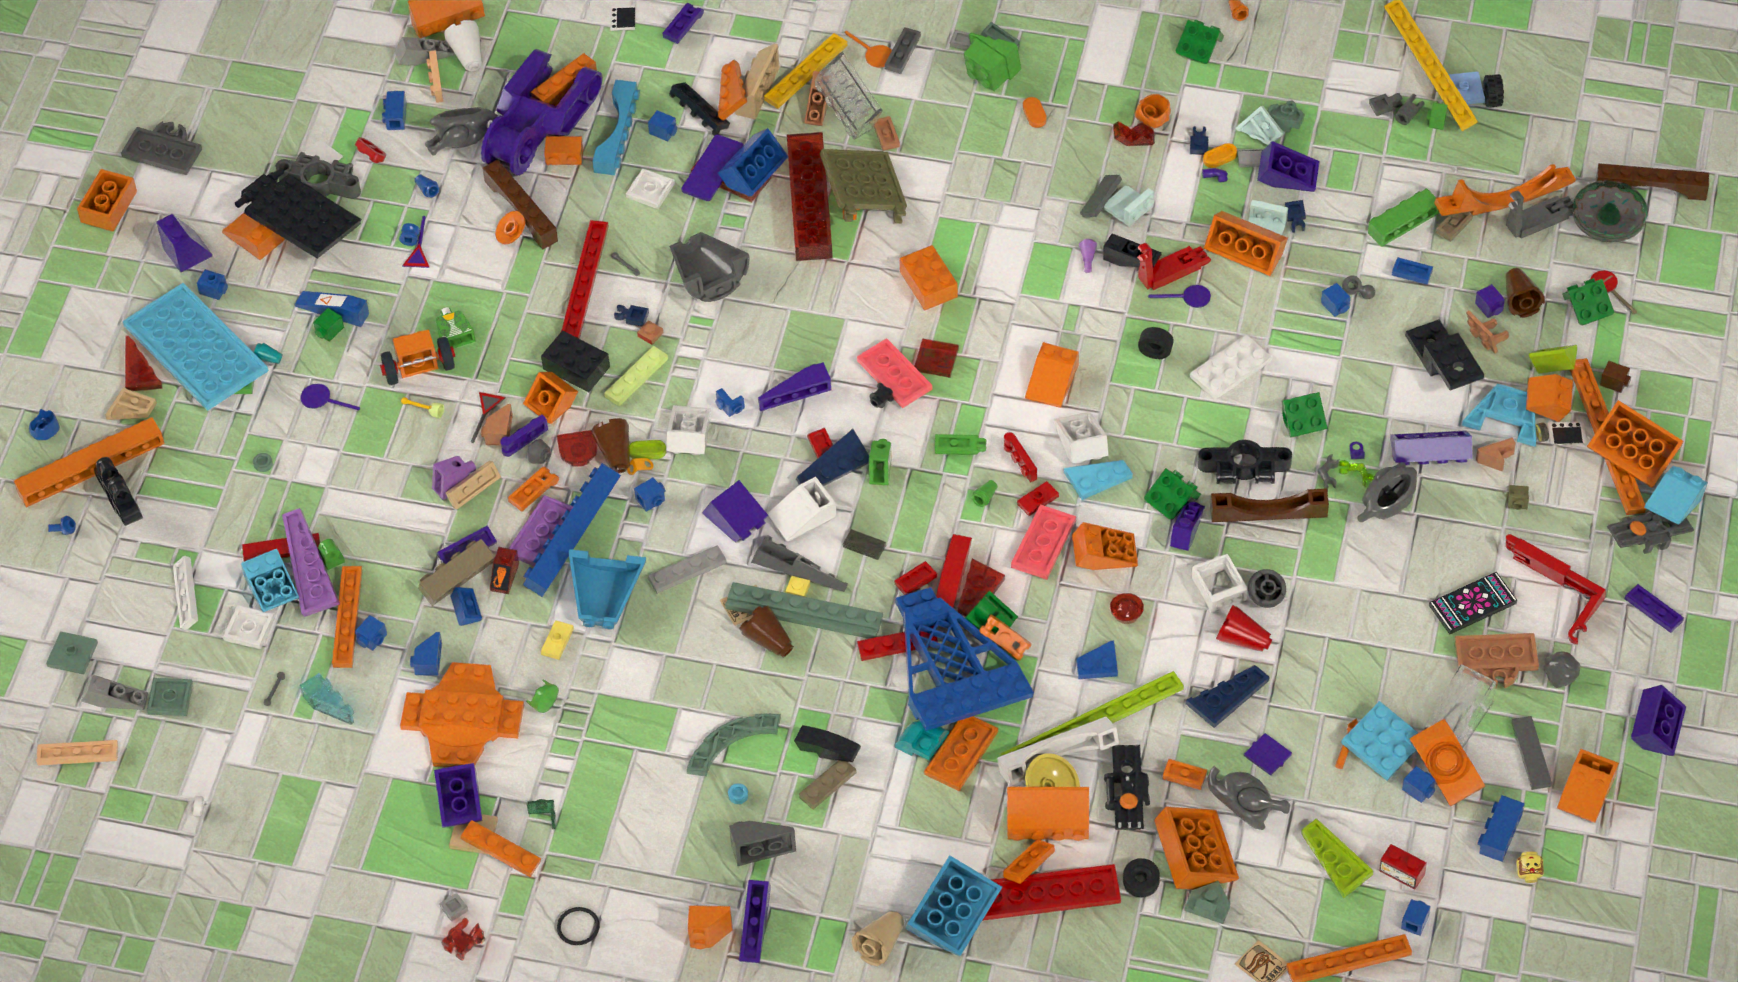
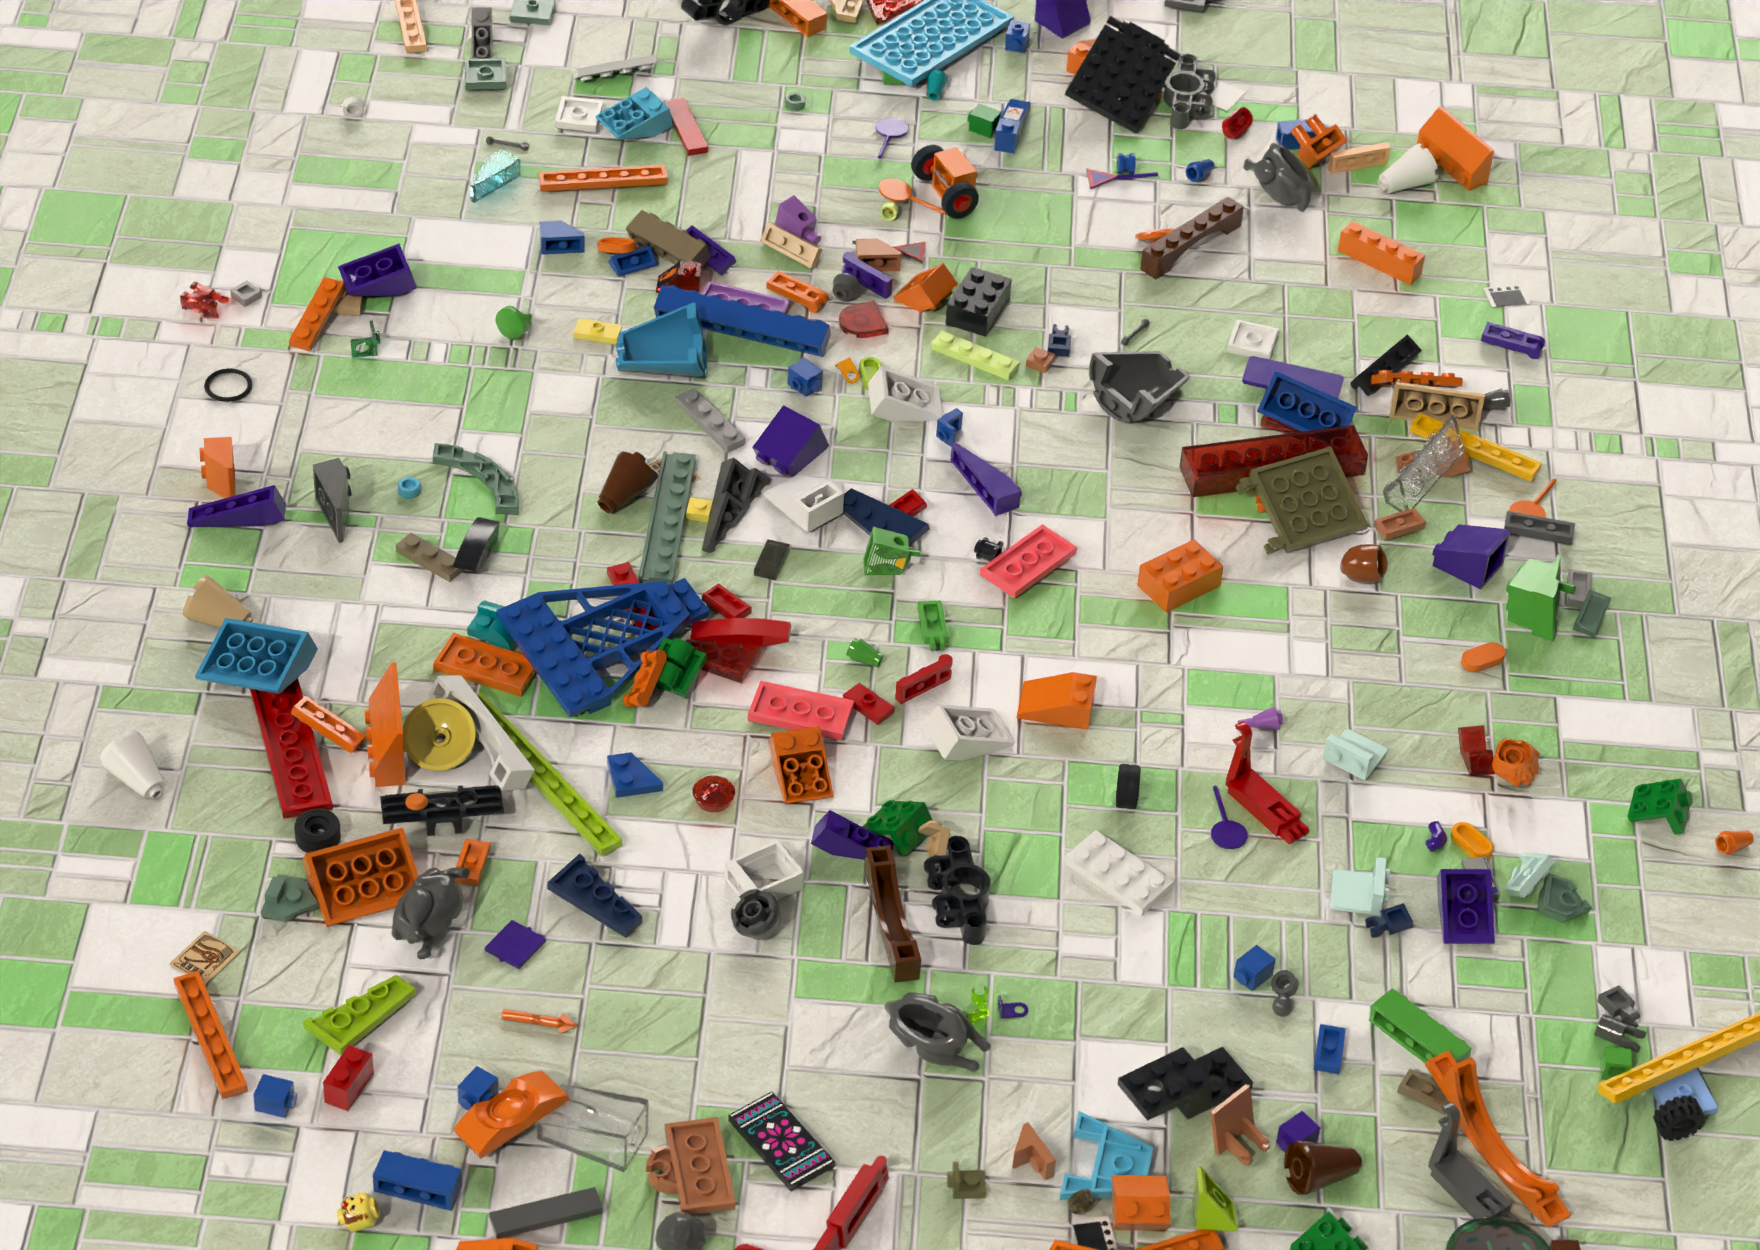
camera: 75 degrees right, 10 degrees down
(309, 571) = (649, 142): medium lavender wing -> none
(330, 554) = (679, 155): bright green leg -> none
(371, 633) = (582, 195): blue brick -> none
(415, 400) = (900, 191): none -> piece
(416, 50) = (1388, 130): light grey slope -> none
(422, 96) = (1318, 148): none -> orange brick
(448, 613) = (616, 245): none -> orange tile
(455, 328) = (1001, 208): bright green torso -> none
(462, 714) = (489, 273): orange plate -> none
(529, 120) = (1276, 214): dark purple arm -> none
(563, 150) = (1282, 263): orange brick -> none
(585, 278) = (1099, 299): red plate -> none
(608, 154) = (1290, 299): dark azure arch -> none
(614, 443) = (865, 339): reddish brown cone -> none
(662, 125) = (1346, 336): blue brick -> none
(753, 46) = (1497, 400): none -> dark grey cone
(931, 92) = (1472, 553): none -> dark purple slope
(934, 160) = (1361, 563): none -> dark orange piece
(936, 358) = (1063, 598): clear red tile -> none
(1097, 477) = (912, 755): medium azure wing -> none
(1101, 196) = (1361, 726): dark grey tile -> none
(1125, 252) = (1270, 751): black slope -> none
(1198, 142) = (1487, 820): dark blue plate -> none
(1199, 468) = (939, 838): none -> tan bracket
(1243, 631) = (690, 895): red cone -> none
(1245, 242) = (1324, 867): orange slope -> none
(1304, 414) = (1049, 943): green plate -> none
(1322, 471) = (967, 973): dark grey arm -> none
(1381, 740) = (543, 1044): medium azure plate -> none
(1431, 447) = (1029, 1079): slope -> none

